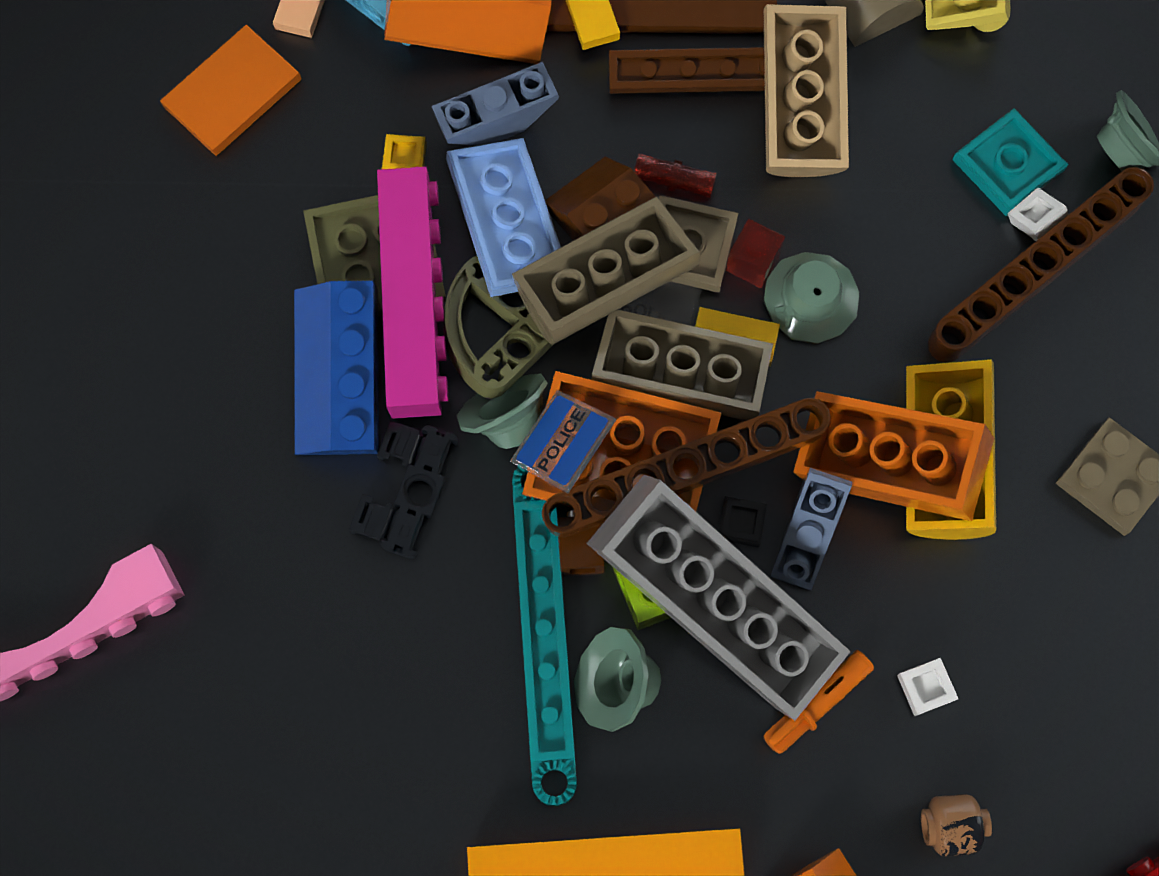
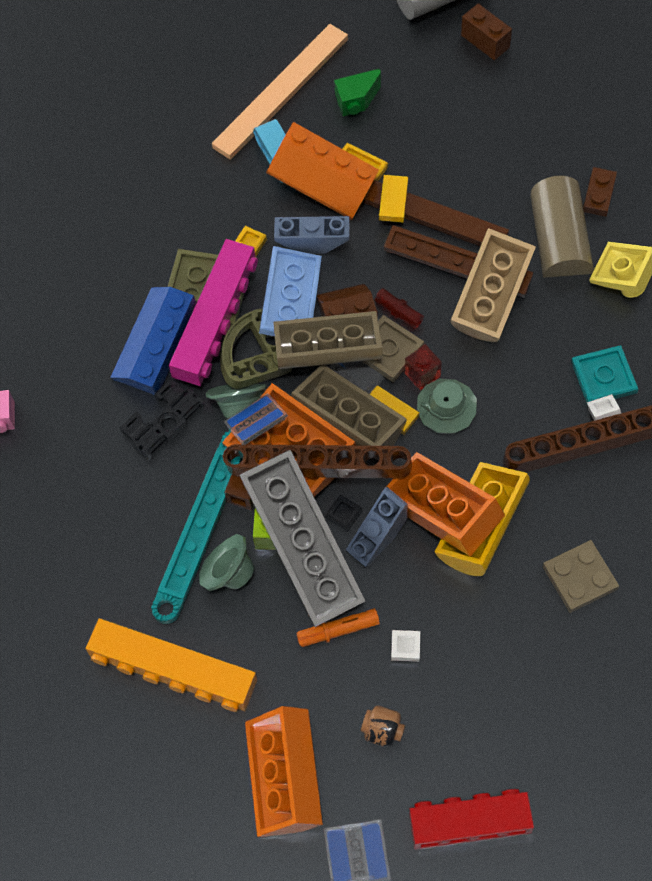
camera: 25 degrees right, 10 degrees down
(231, 90) = (171, 171): orange tile -> none

